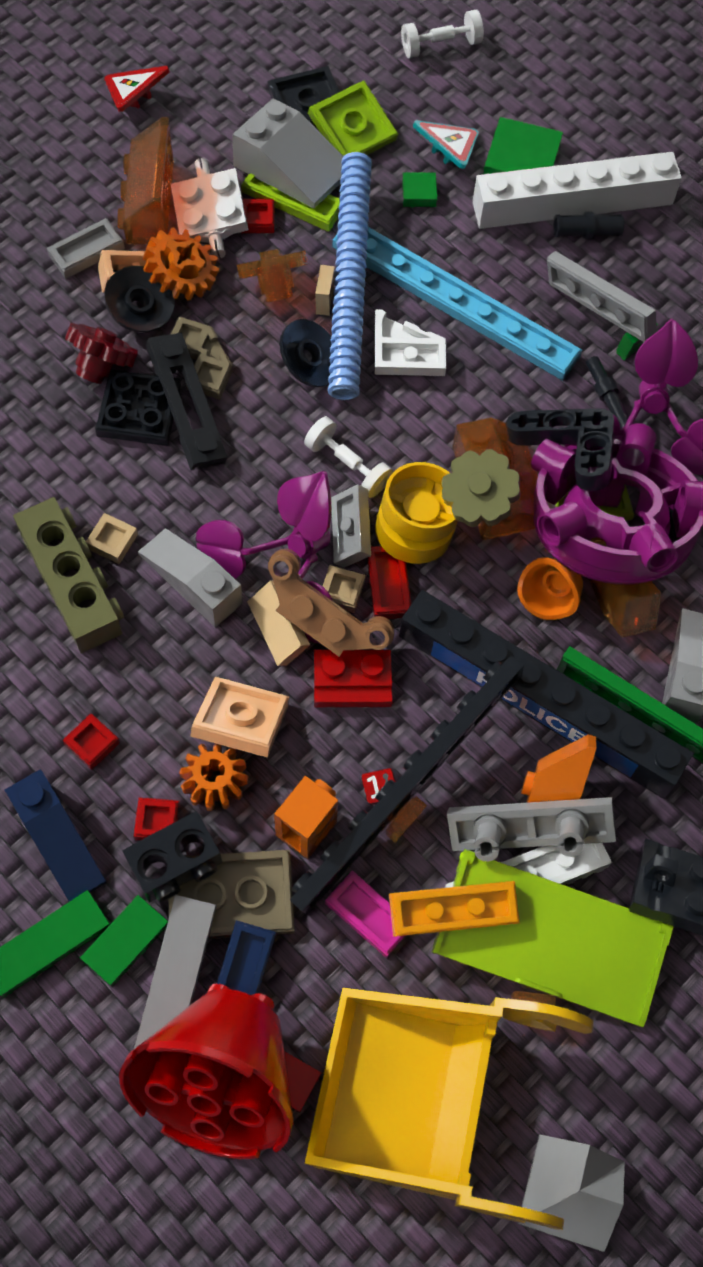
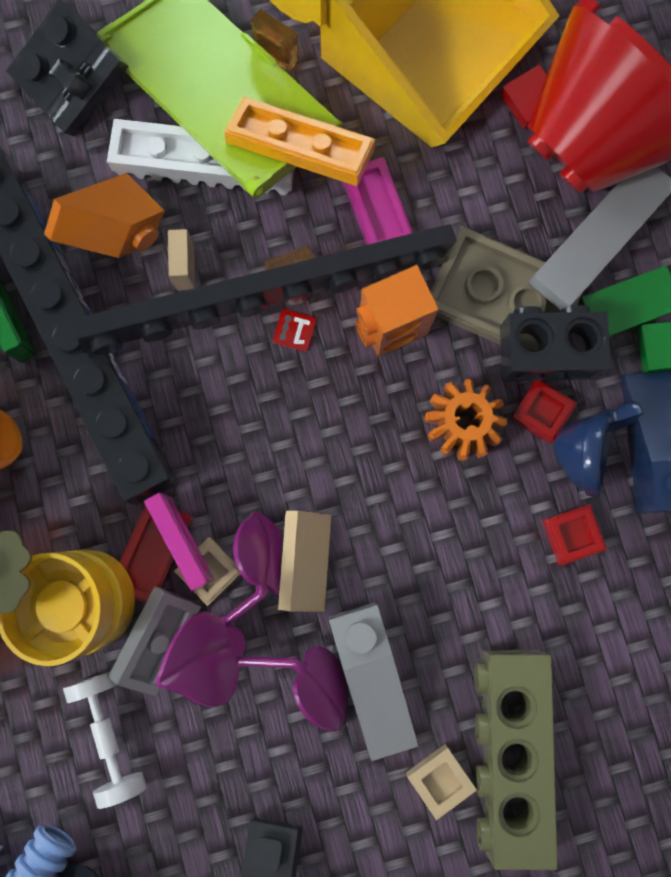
camera: 150 degrees left, 15 degrees up
(111, 802) = (585, 445): none -> dark blue hat
(240, 716) = (405, 468): light nougat tile -> none
(246, 957) = (527, 215): dark blue tile -> none
(320, 615) = (259, 532): medium nougat plate -> none
(352, 678) = (257, 457): red plate -> none
(370, 587) = (179, 541): none -> dark pink tile
(491, 783) = (181, 259): none -> tan tile
(532, 825) = (150, 177): light grey plate -> none

